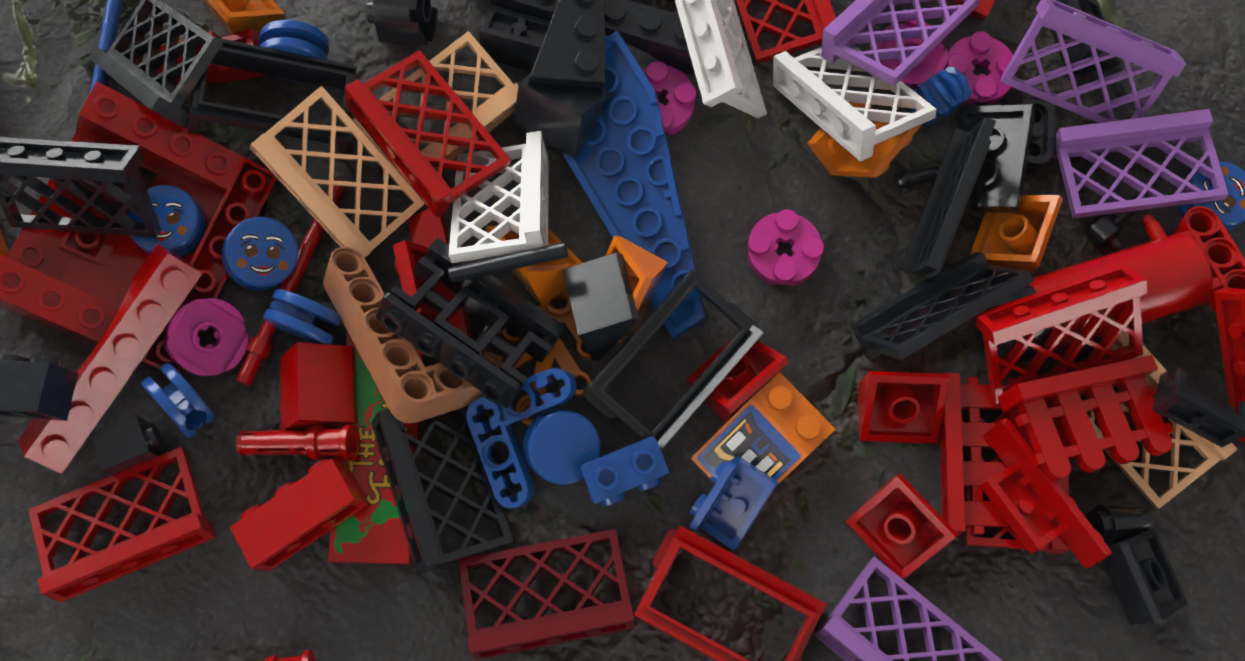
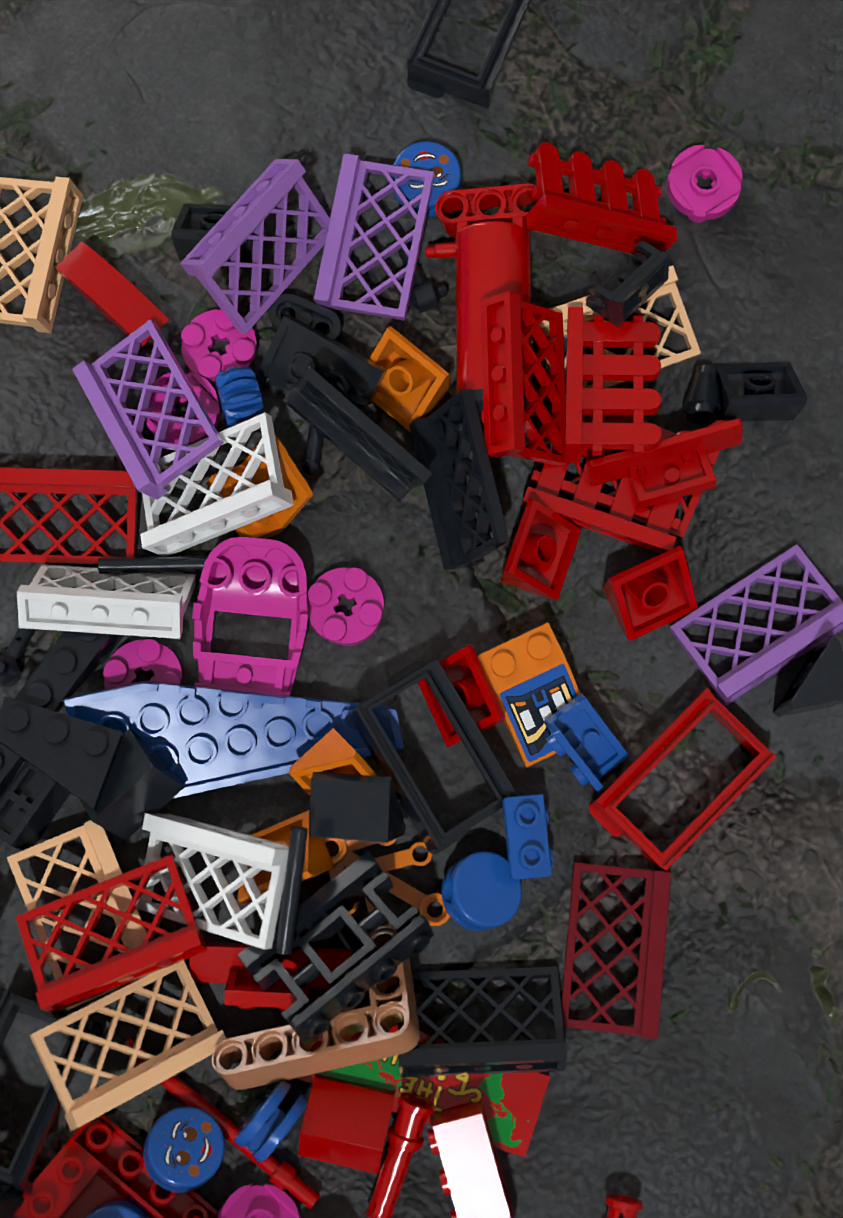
camera: 70 degrees left, 5 degrees up
(503, 420) = (441, 940): blue beam -> none
(770, 94) = (151, 565): none -> black bar
(779, 159) = (258, 580): none -> dark pink slope

